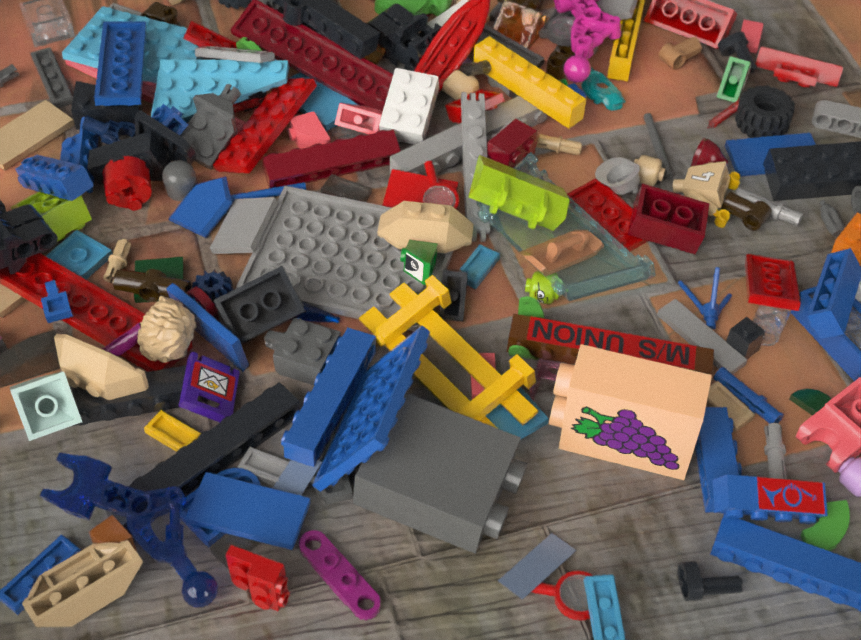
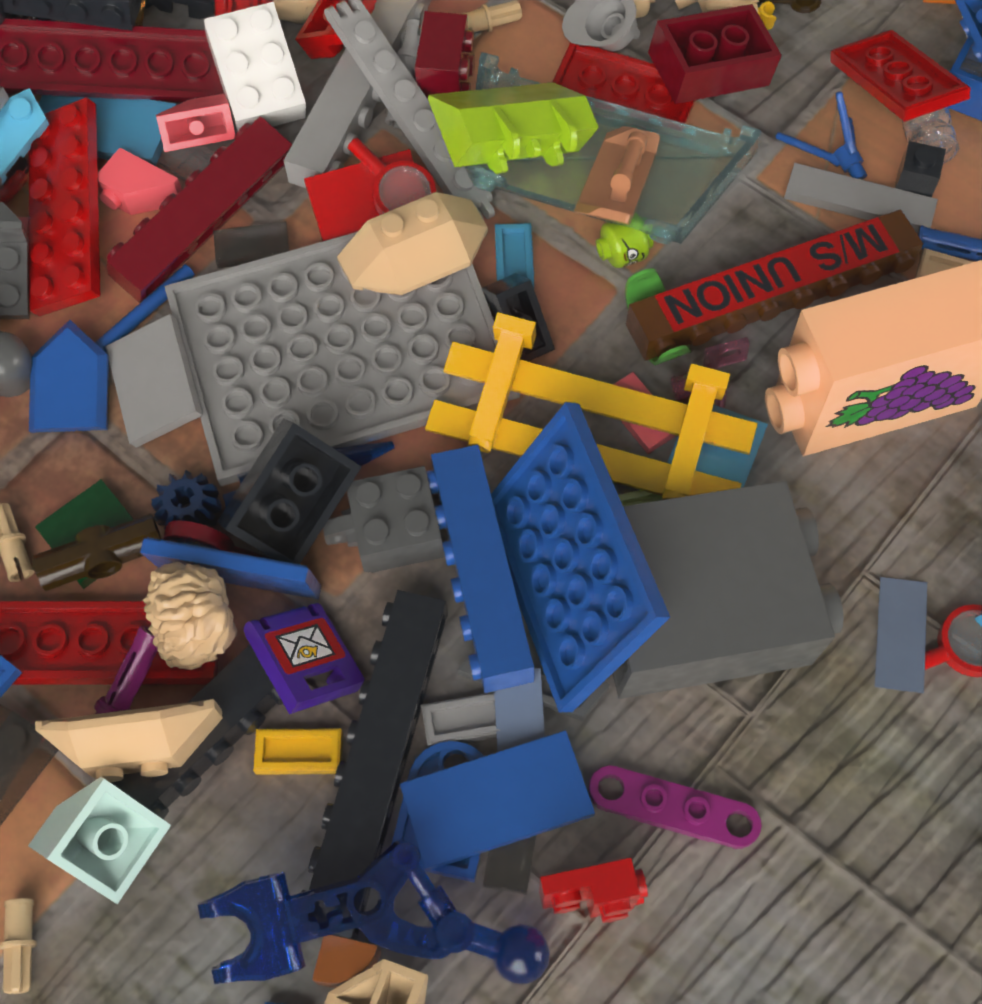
camera: 30 degrees left, 15 degrees up
(419, 259) = (452, 297): green slope -> none

